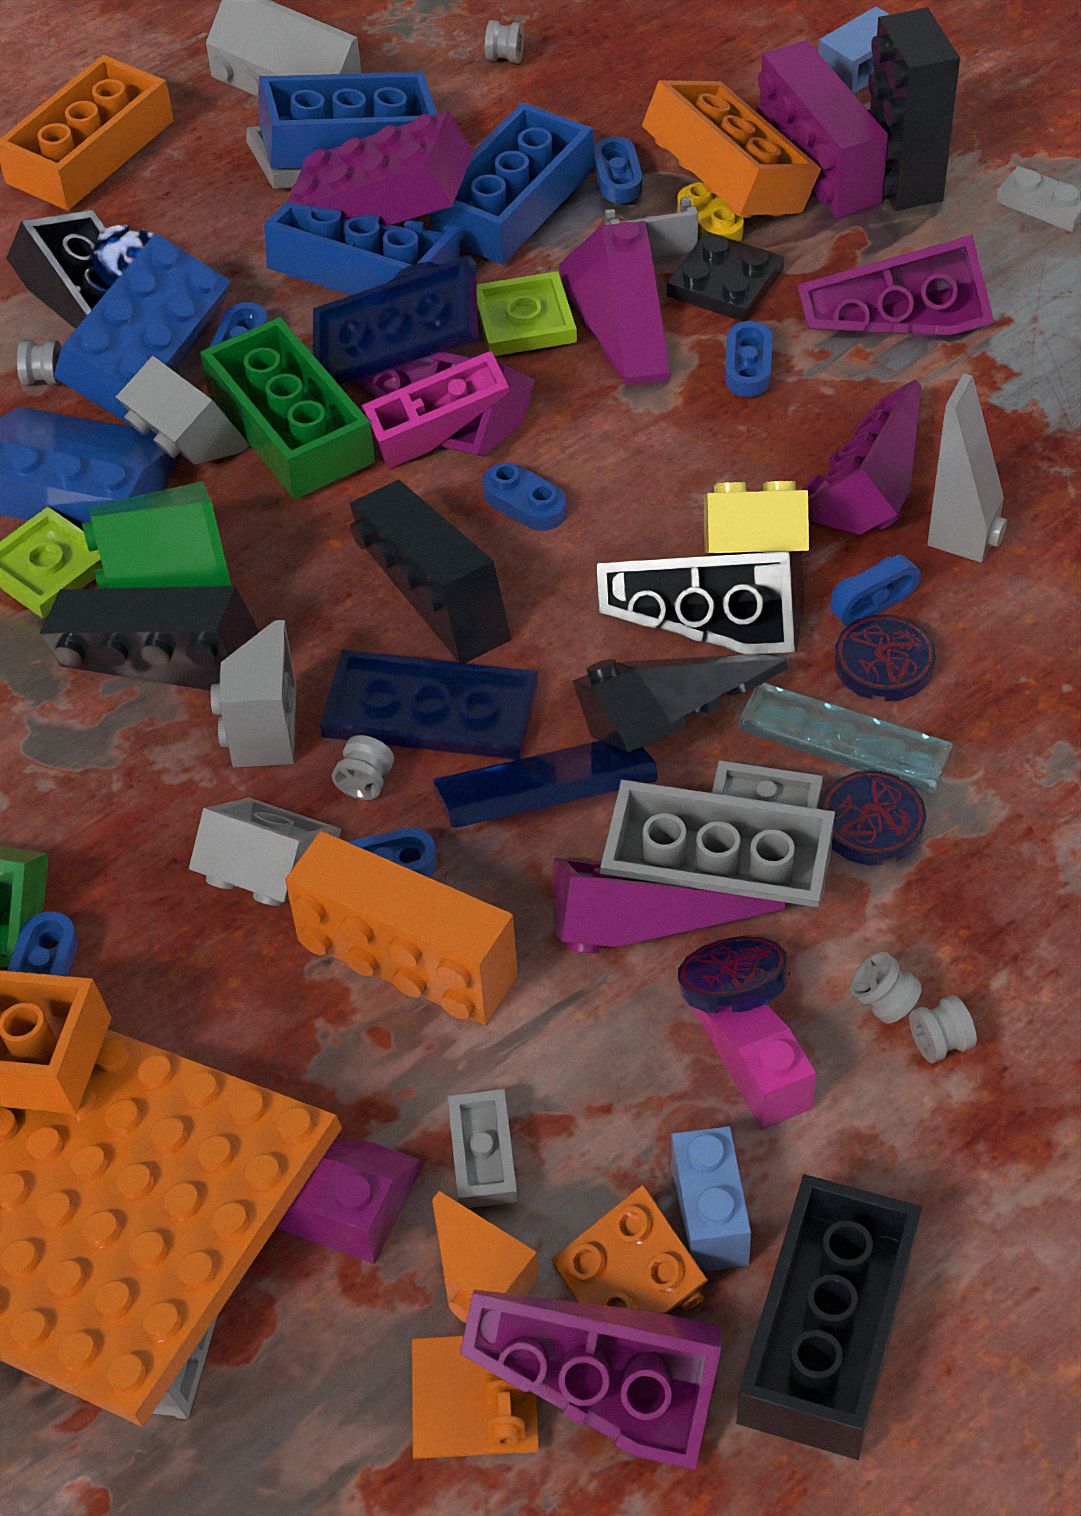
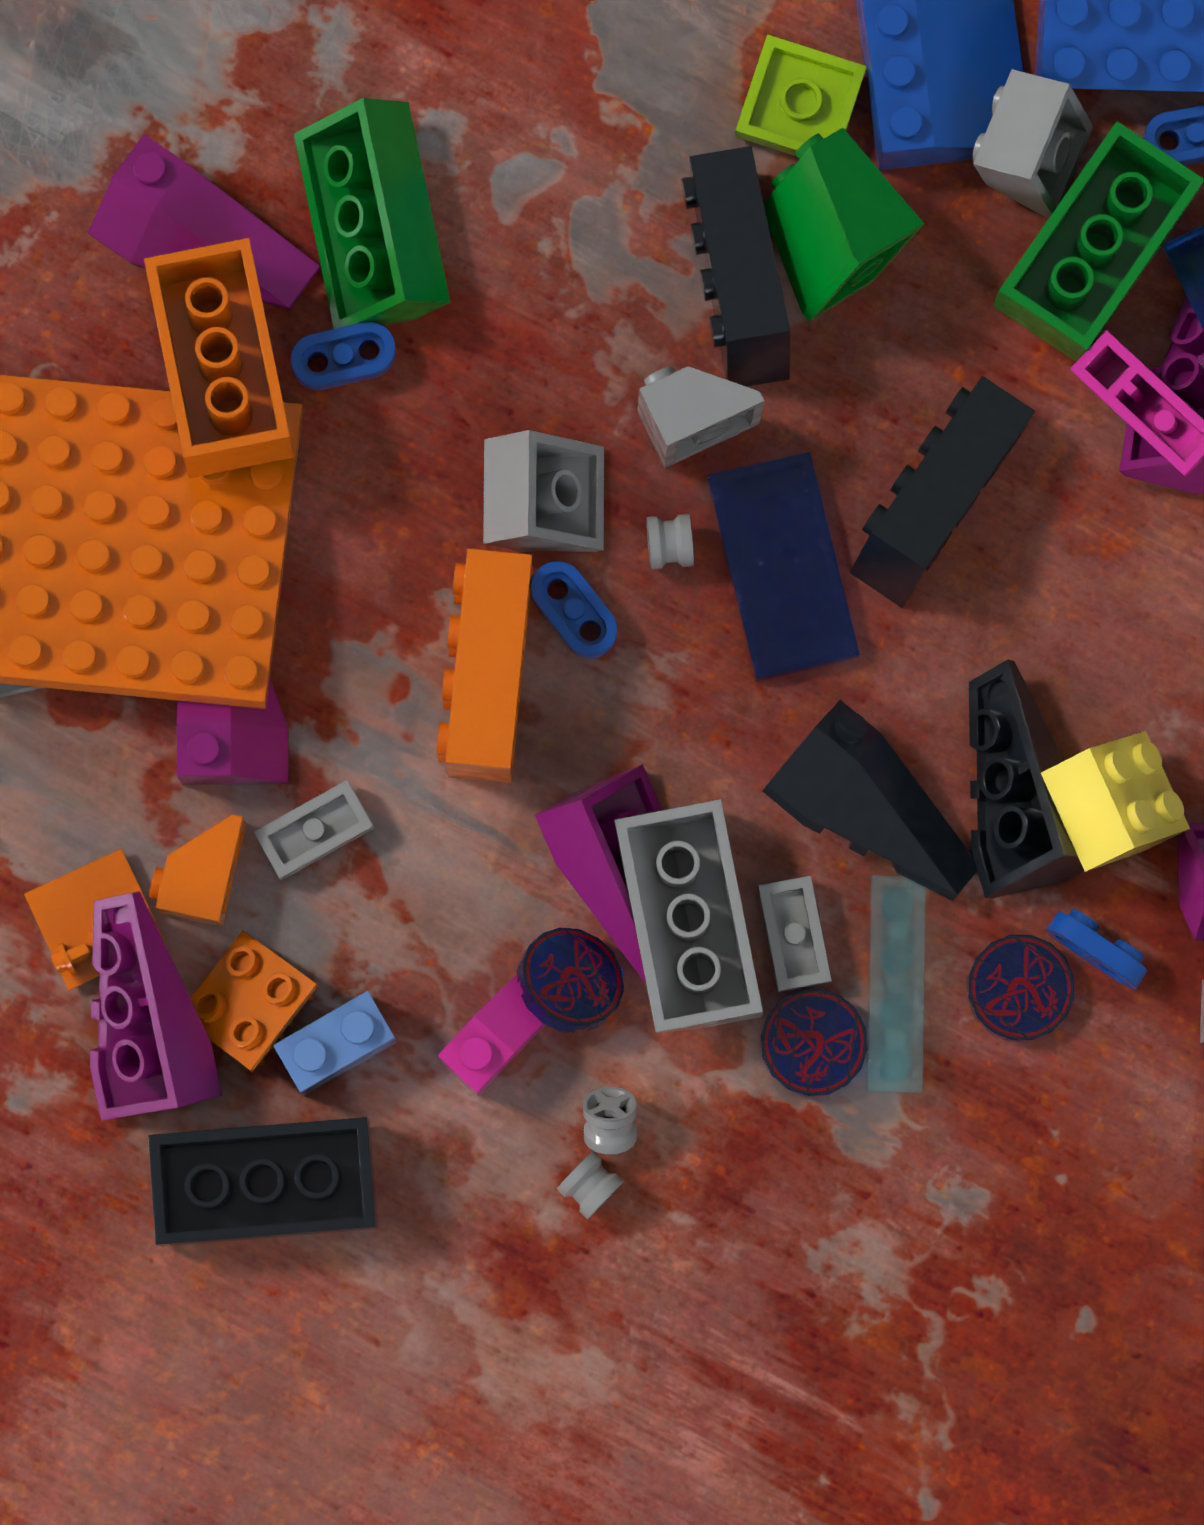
camera: 60 degrees right, 30 degrees up
(524, 496) = (1095, 539): blue plate -> none
(540, 782) = (709, 715): clear blue tile -> none

